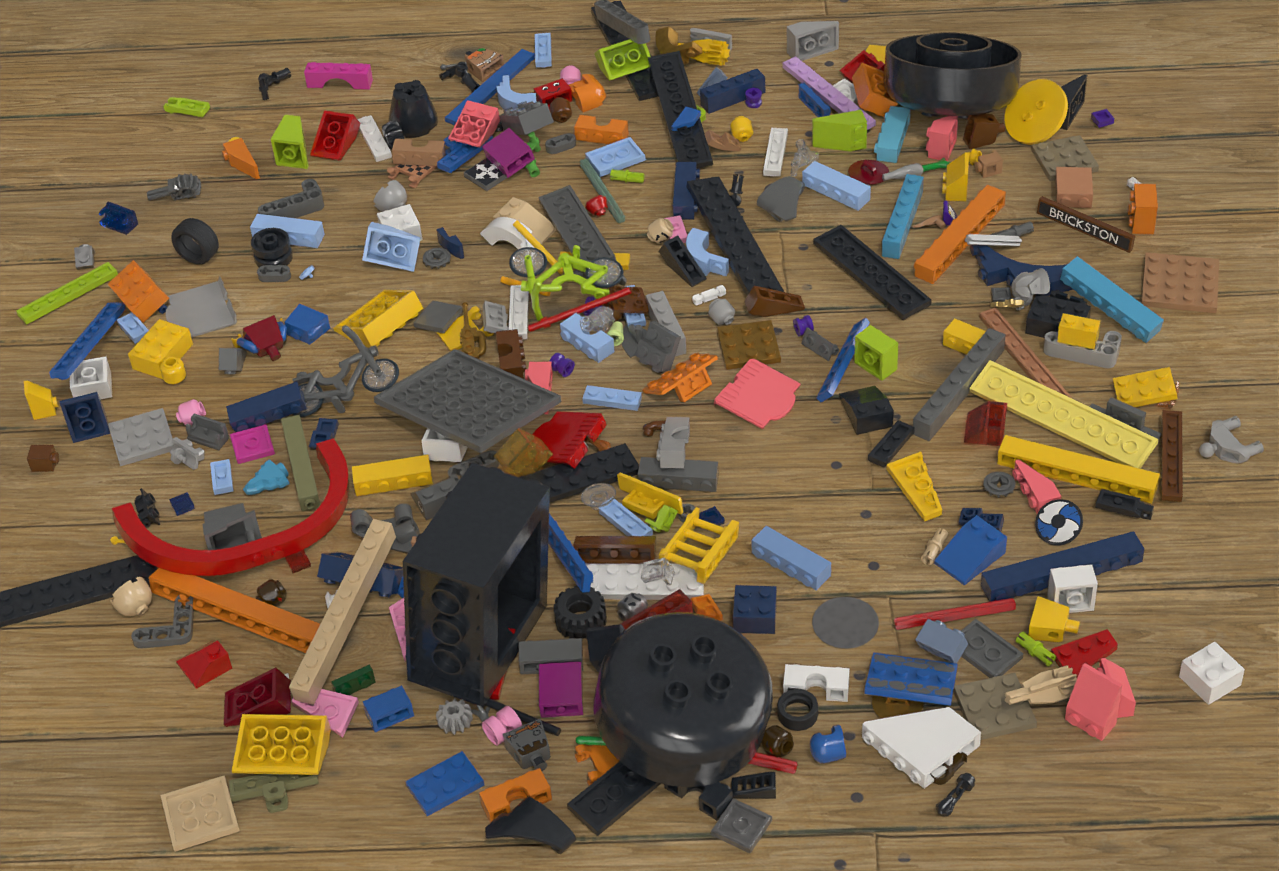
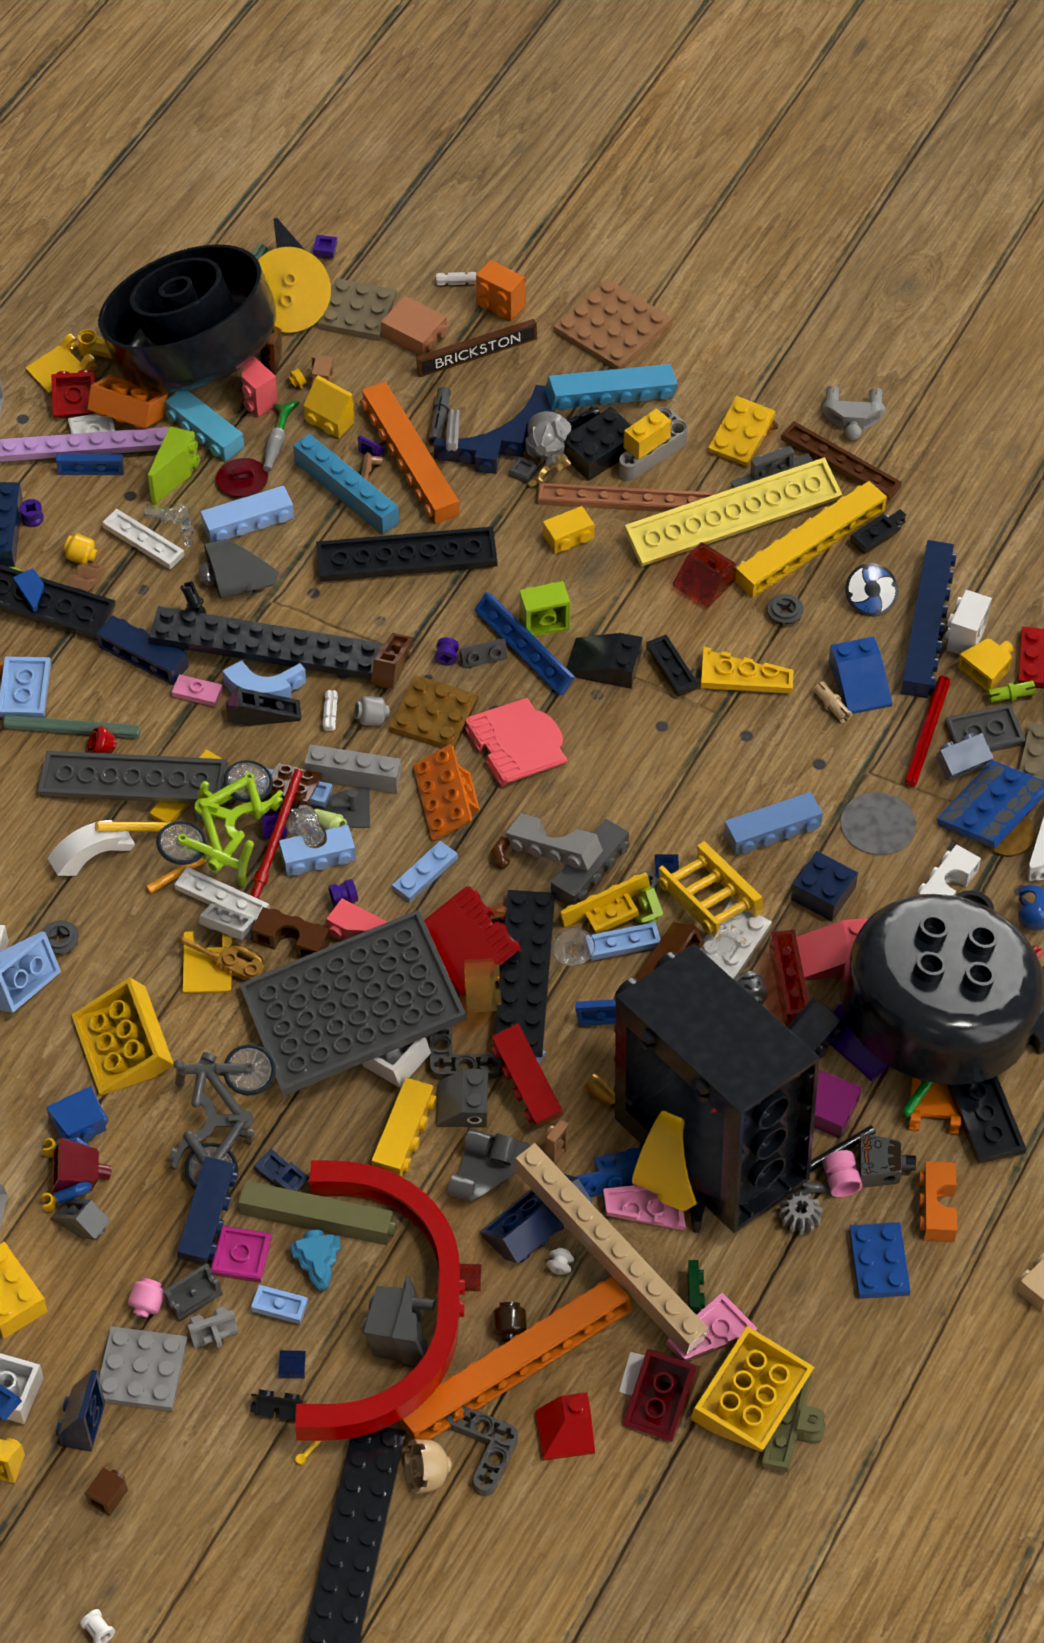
camera: 65 degrees left, 10 degrees up
(173, 370) = (58, 1289): yellow head -> none
(199, 813) = (787, 1509): tan plate -> none
(388, 708) = (751, 1270): blue brick -> none
(438, 316) = (168, 978): dark grey tile -> none
(451, 243) = (43, 915): dark blue slope -> none
(529, 216) = (64, 818): tan slope -> none
(532, 822) = (987, 1202): black panel -> none
(627, 176) = (67, 692): lime axle -> none
(658, 347) = (393, 790): dark grey plate -> none
(660, 230) = (195, 703): tan head -> none
(706, 606) = (799, 923): orange tile -> none
(957, 385) = (634, 569): dark grey brick -> none
(994, 520) = (818, 650): dark blue slope -> none
(1035, 486) = (816, 583): coral slope -> none

